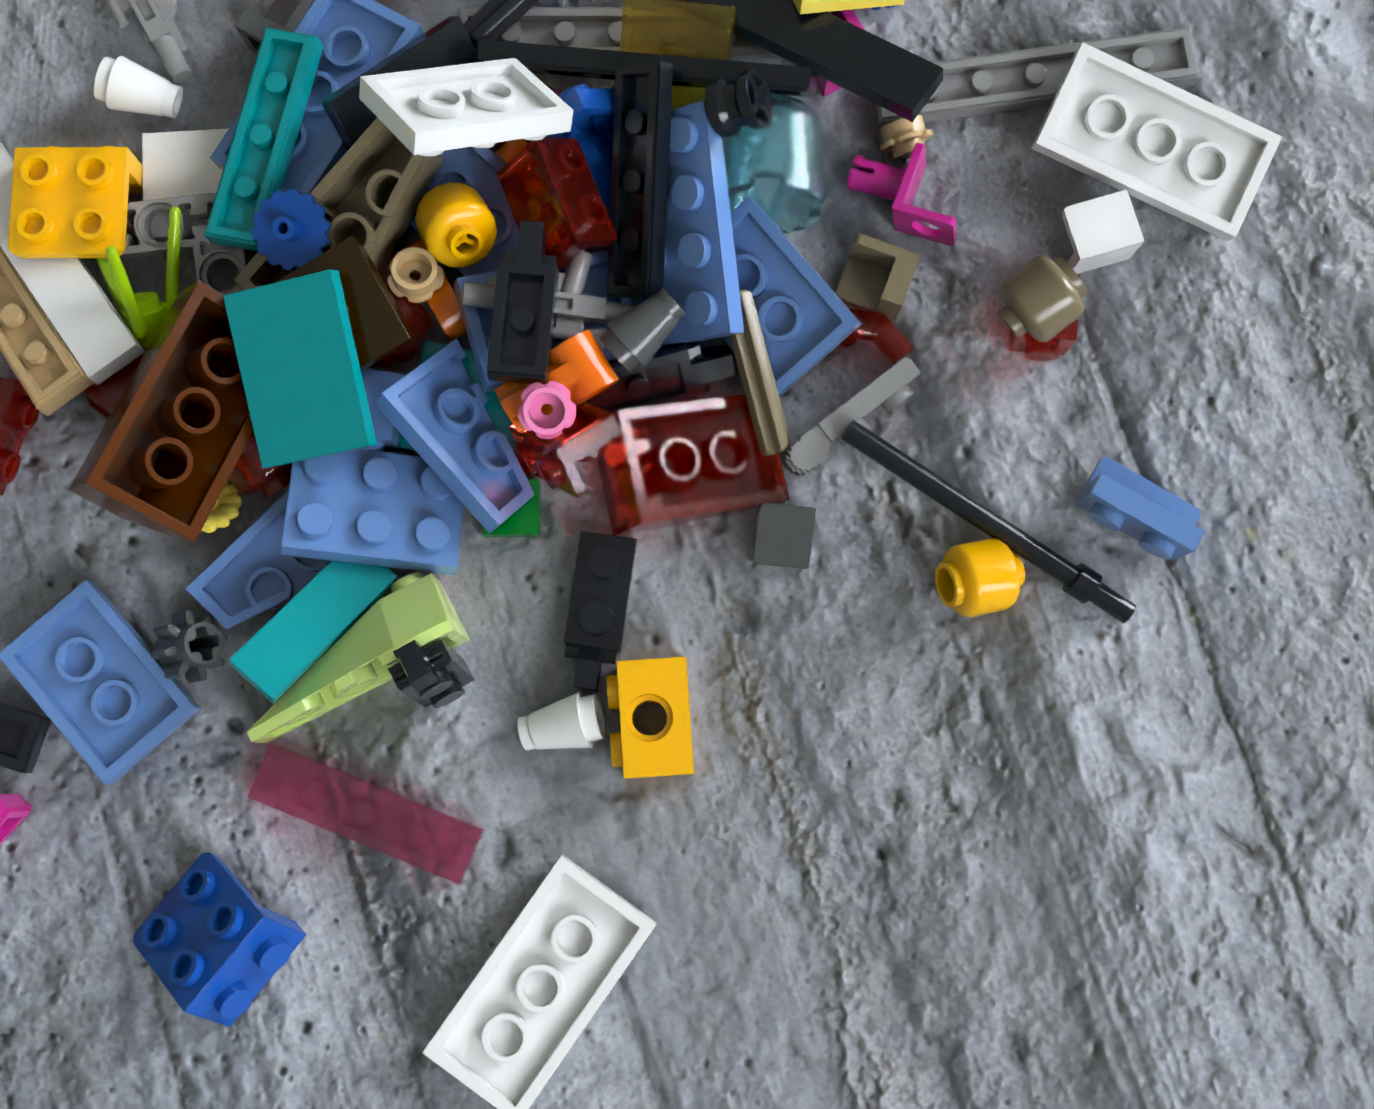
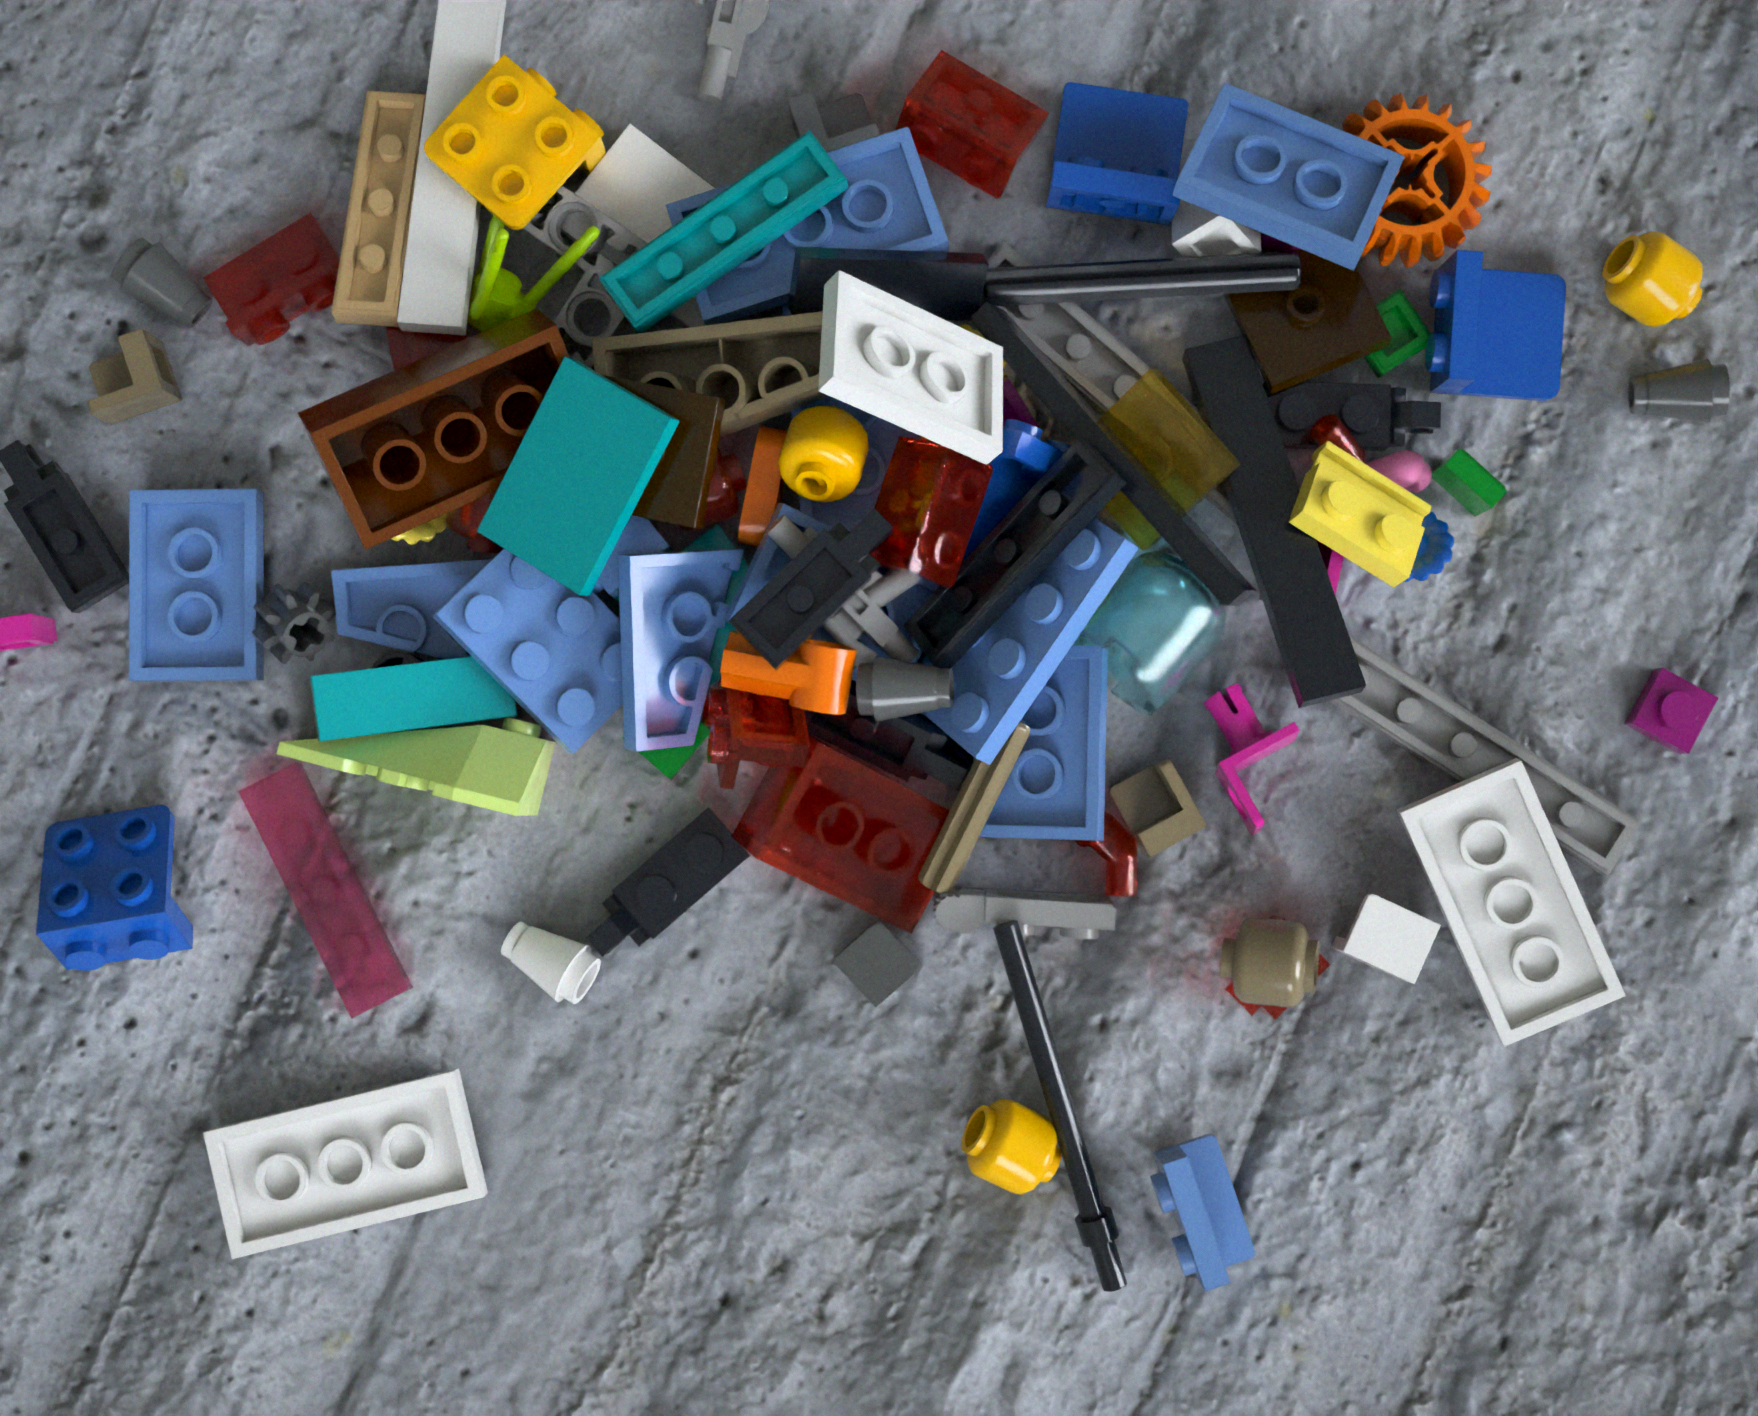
camera: 45 degrees right, 5 degrees up
(135, 89) = (658, 78): white cone -> none
(290, 229) = (674, 342): blue piece -> none
(415, 261) = (753, 451): tan plate -> none
(430, 673) = (471, 830): black hinge -> none
(546, 425) = (747, 708): bright pink plate -> none
(659, 682) = (620, 1061): yellow brick -> none
(739, 103) = (1154, 567): black wheel -> none
(902, 136) = (1286, 707): tan plate -> none

